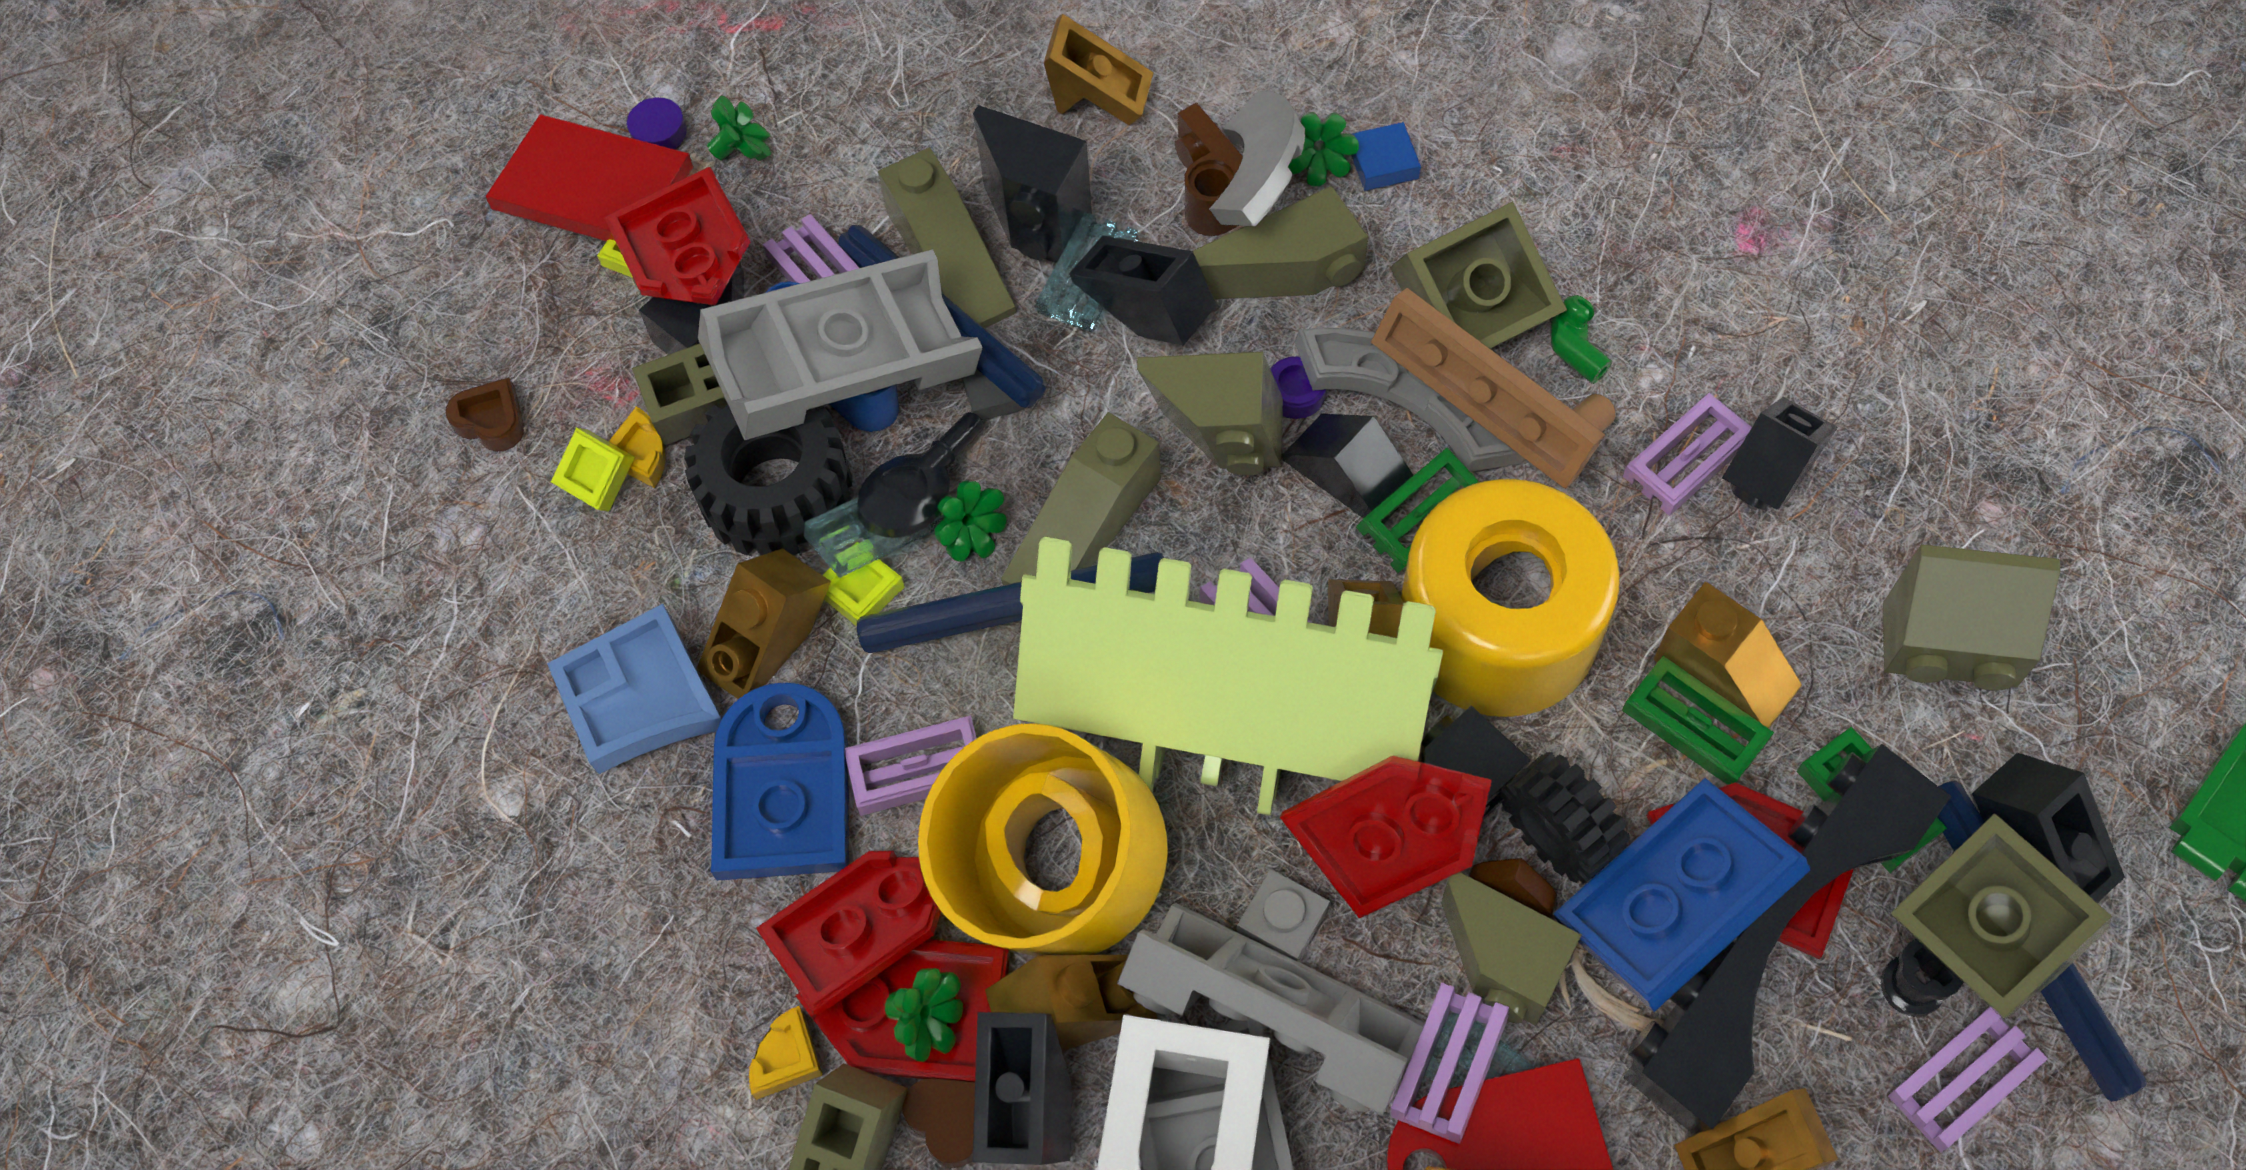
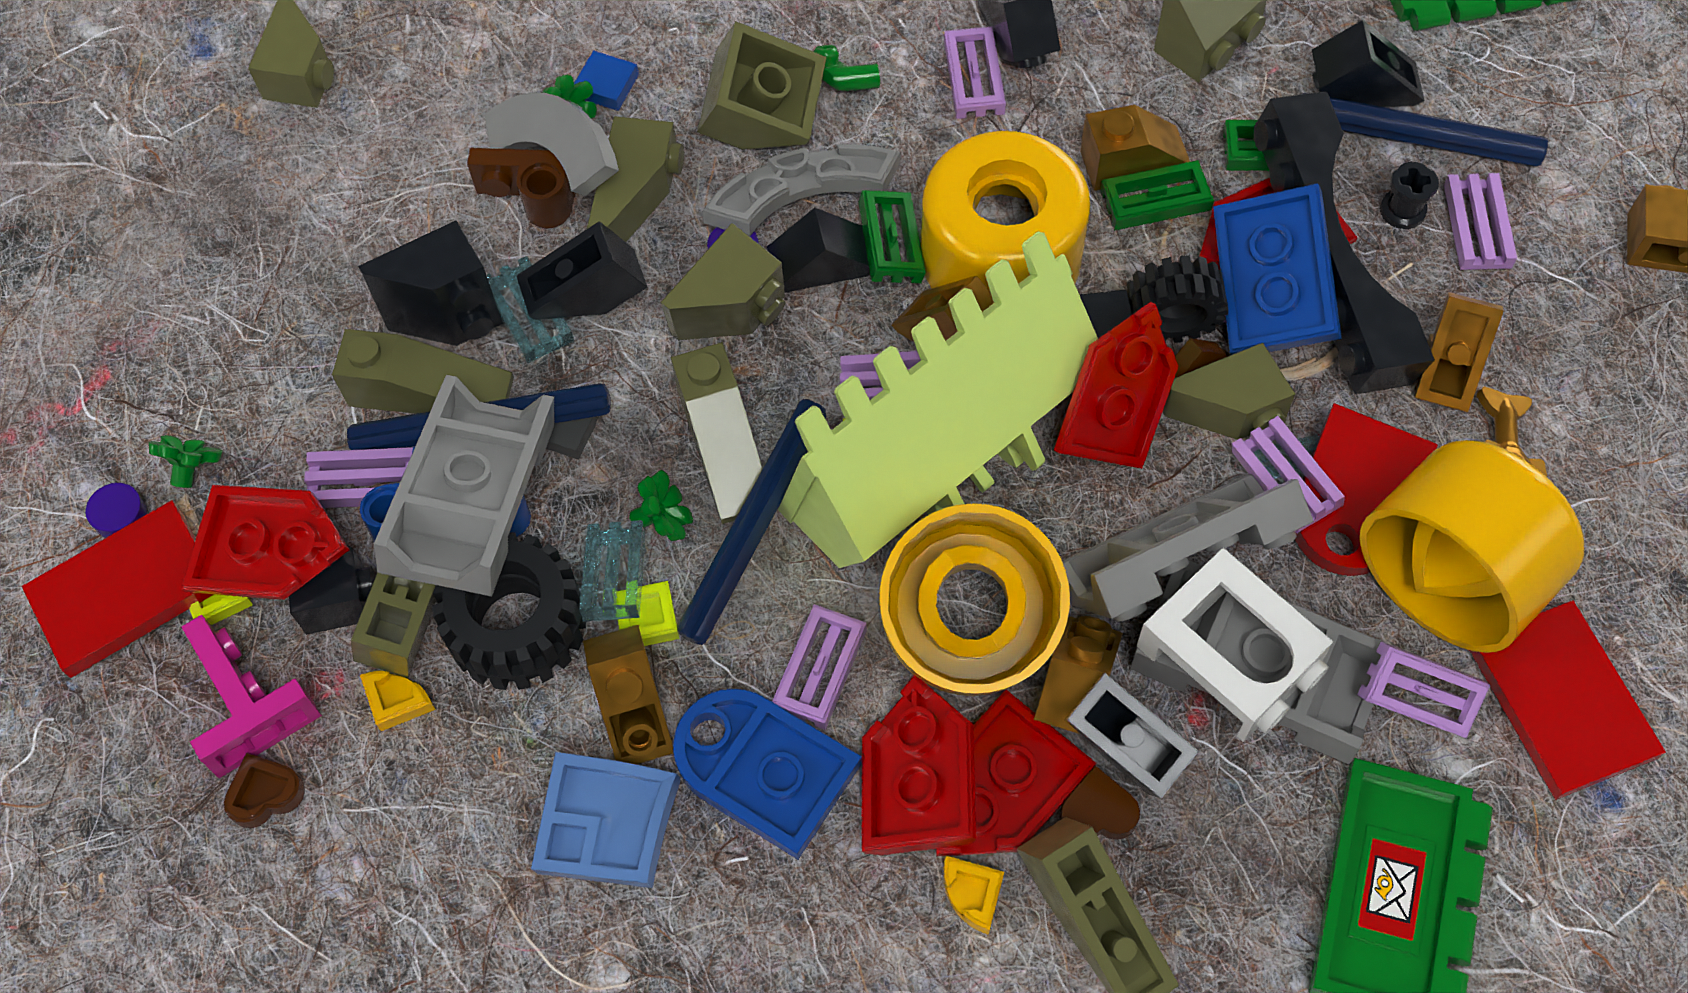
camera: 55 degrees left, 0 degrees up
(544, 352) = (256, 718): none -> dark pink bracket
(592, 469) = (387, 738): neon yellow tile -> none
(906, 490) = (605, 527): black piece -> none
(925, 1012) = (1022, 768): green plant -> none
(1091, 68) = (376, 192): pearl gold slope -> none
(1283, 915) = (1109, 508): light grey plate -> none
(1493, 390) = (847, 134): medium nougat piece -> none
(2002, 917) = (1416, 120): olive slope -> none

